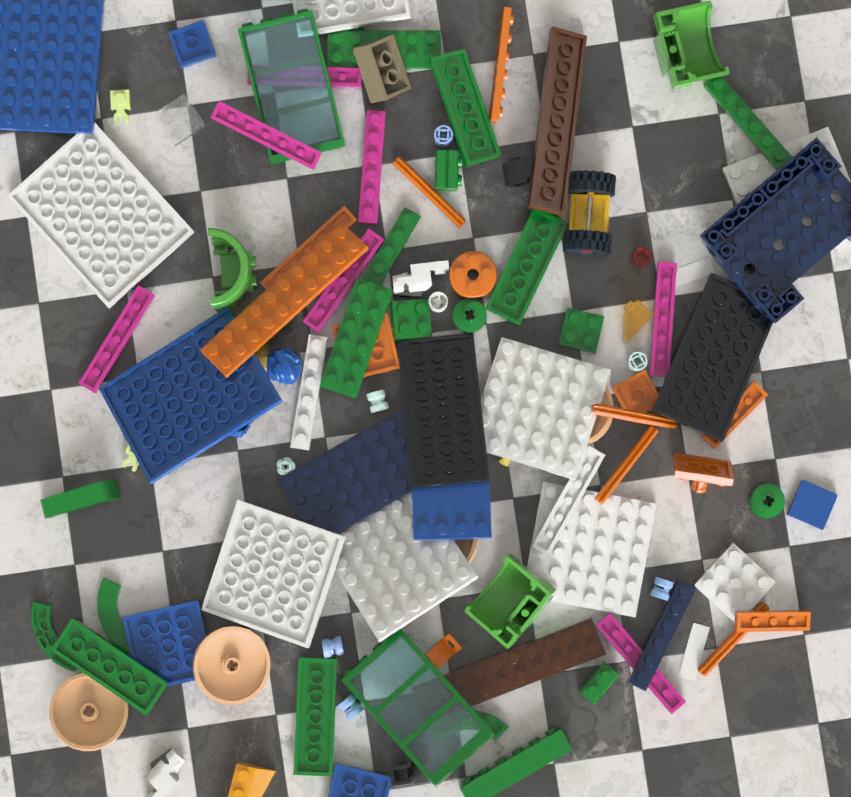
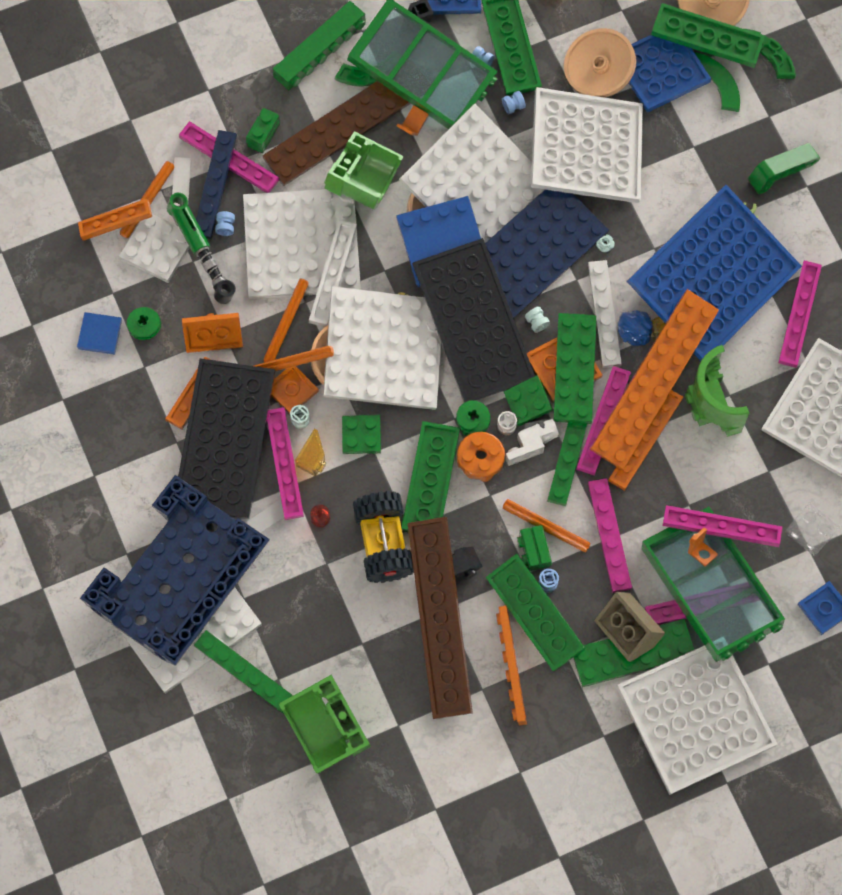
camera: 165 degrees right, 15 degrees down
(294, 127) = (697, 544): none -> orange bracket
(694, 566) = (199, 246): none -> piece

